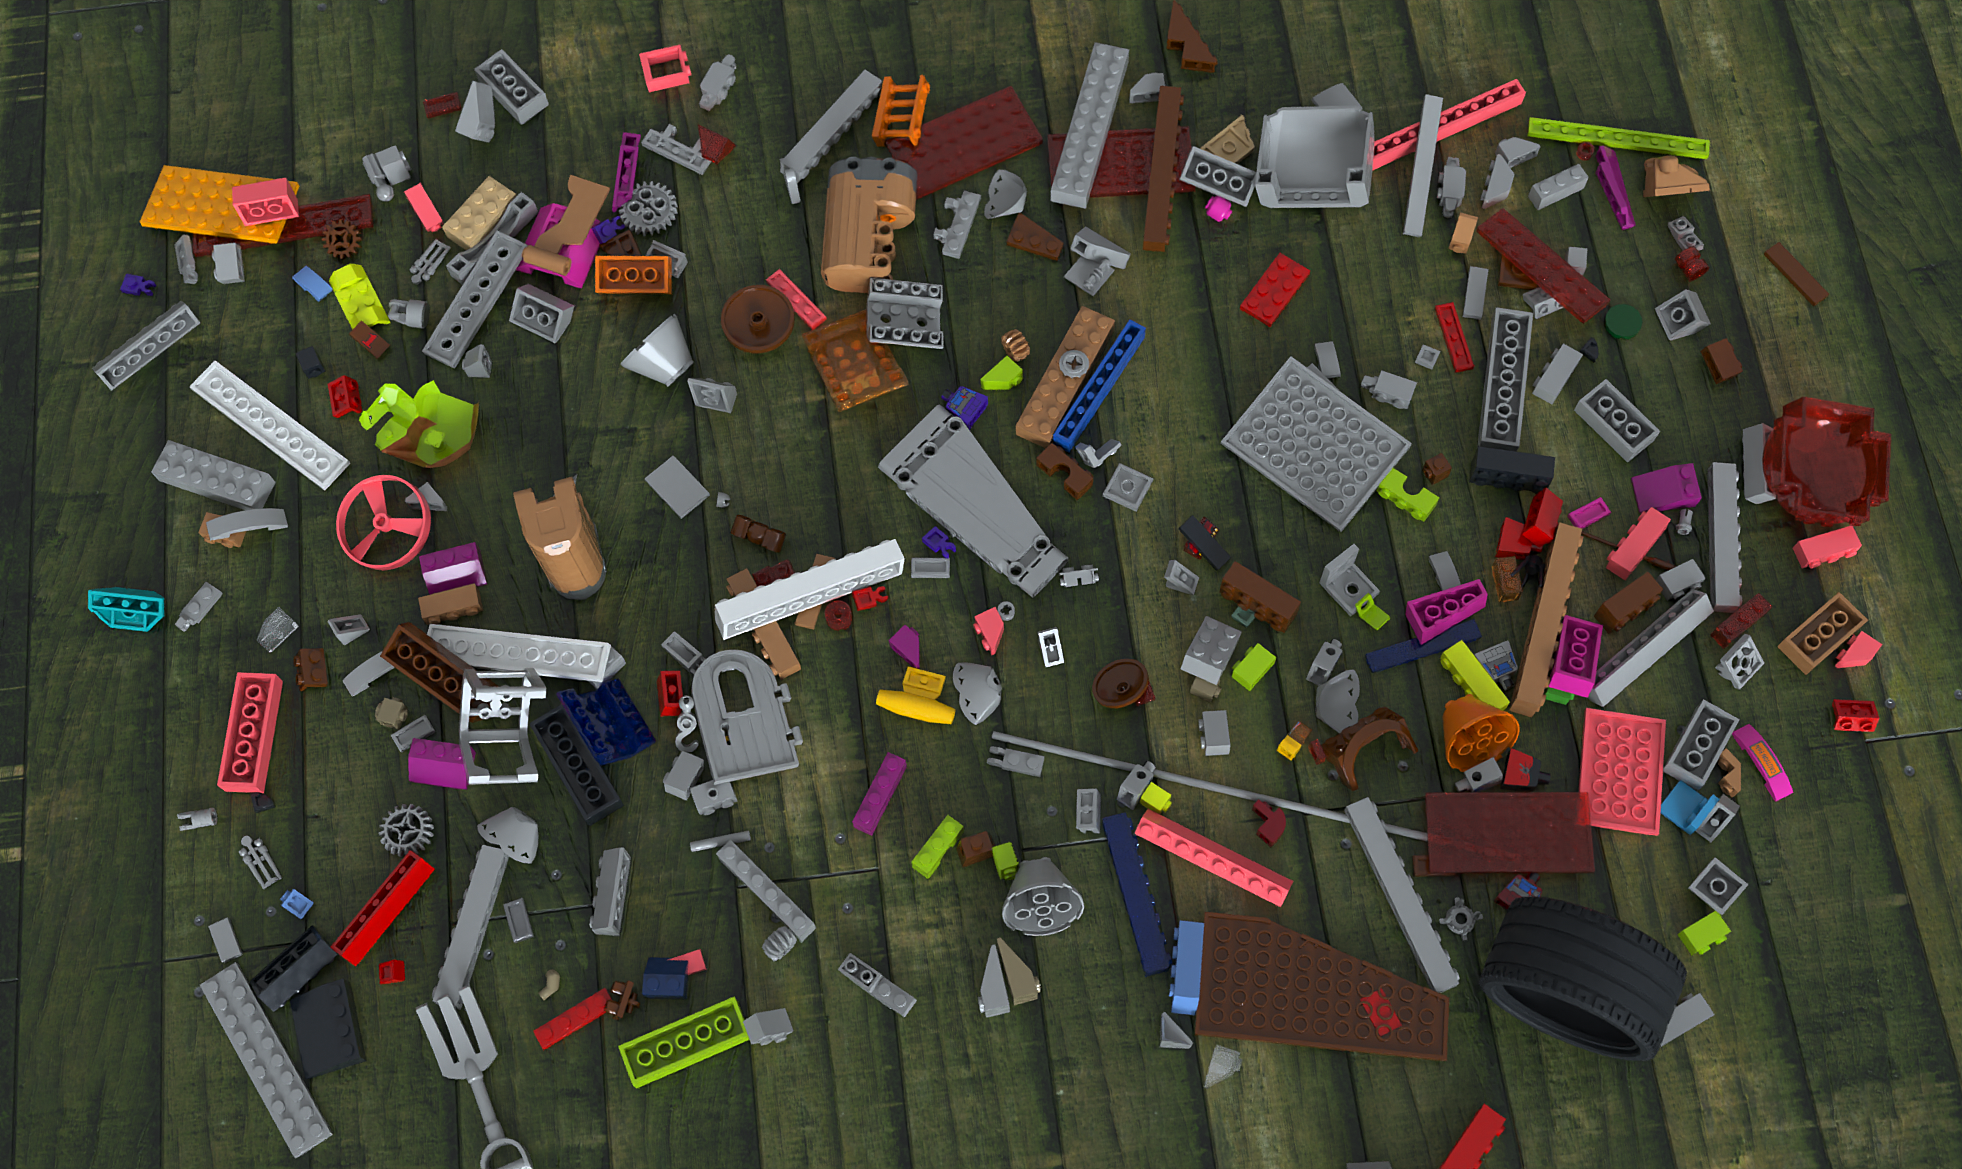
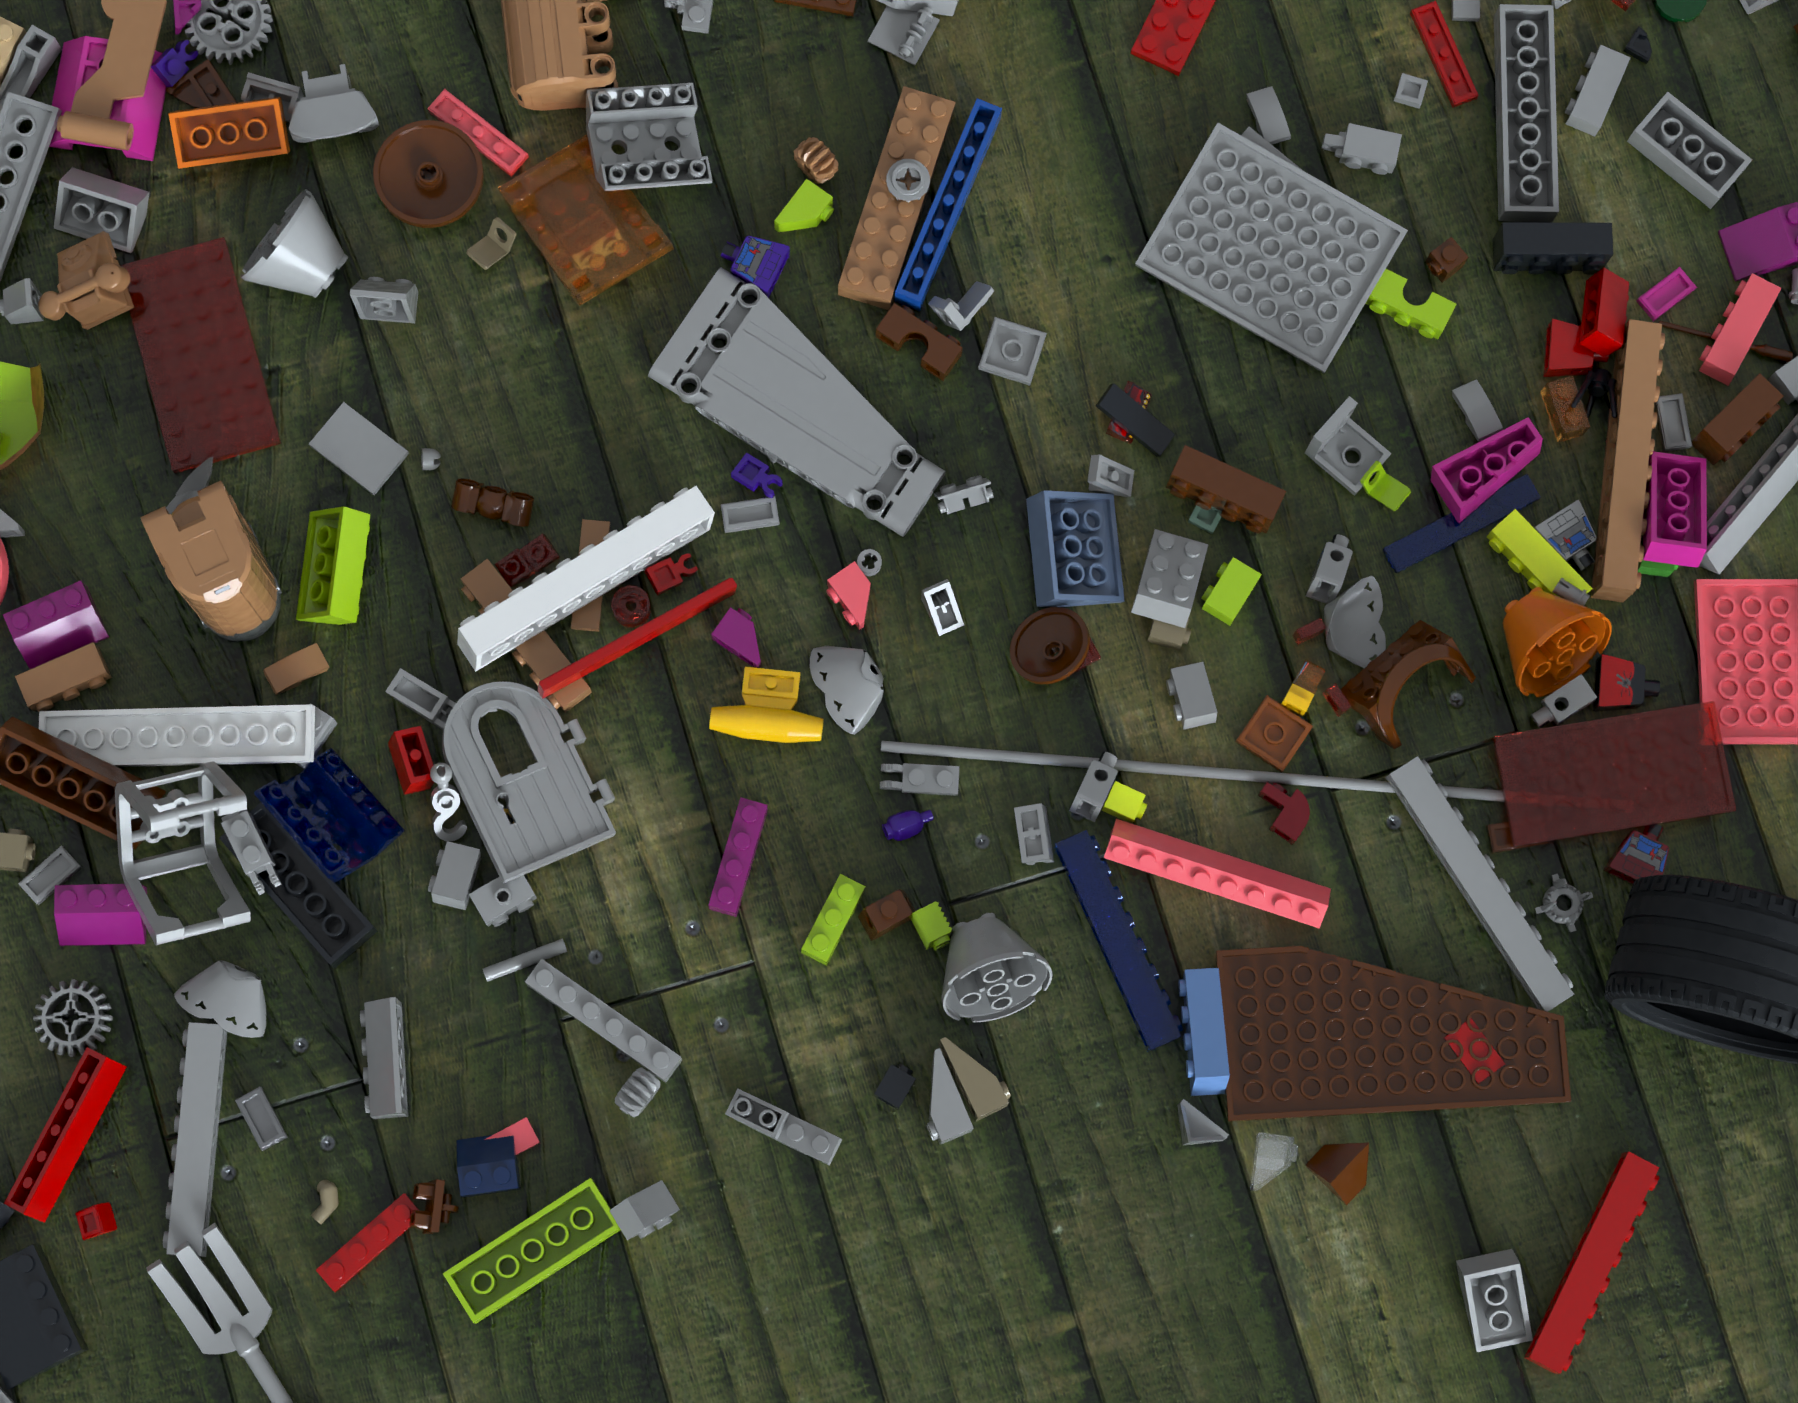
camera: 20 degrees left, 10 degrees up
(522, 357) = (89, 285): none -> medium nougat piece
(546, 729) = (250, 848): none -> light grey hinge
(585, 412) = (200, 355): none -> clear red plate
(604, 622) = (296, 668): none -> medium nougat slope
(644, 559) = (333, 566): none -> lime slope
(701, 268) = (330, 109): none -> light grey piece
(791, 372) = (492, 247): none -> dark tan bracket
(836, 635) = (636, 637): none -> red tile
(961, 969) = (895, 1085): none -> black brick
(1000, 790) = (905, 824): none -> dark purple plant
(1149, 622) = (1074, 549): none -> sand blue slope
(1269, 769) = (1274, 733): none -> dark orange tile
(1272, 1082) = (1341, 1168): none -> reddish brown slope
(1304, 702) = (1309, 631): none -> clear red tile
(1491, 699) = (1570, 592): none -> light grey pin
(1582, 600) = (1673, 422): none -> light grey tile

